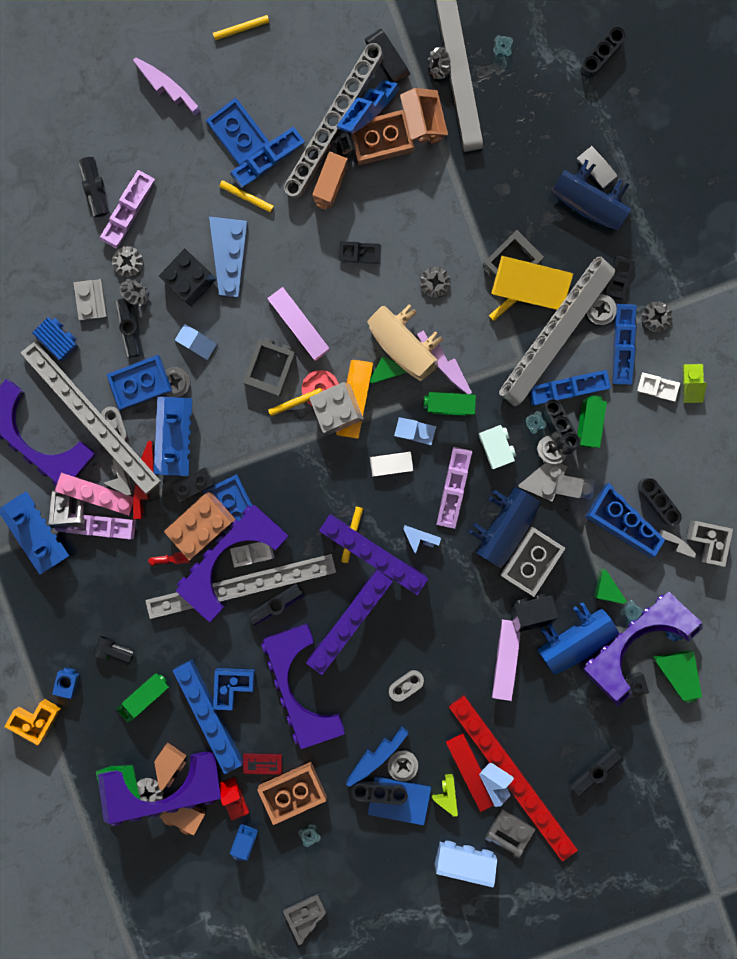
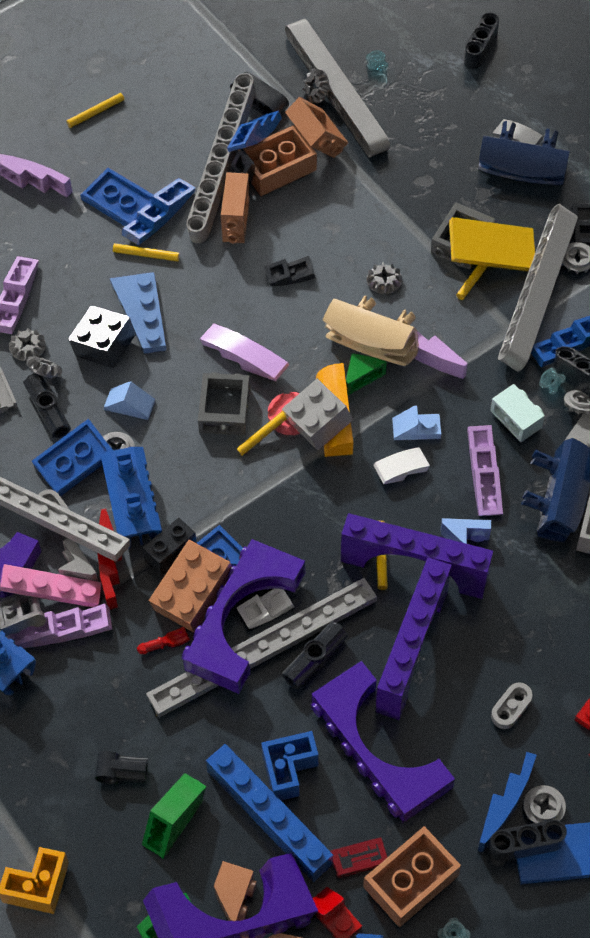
camera: 15 degrees left, 30 degrees down
(60, 689) = (72, 835): blue brick -> none
(450, 403) = (447, 380): green window -> none

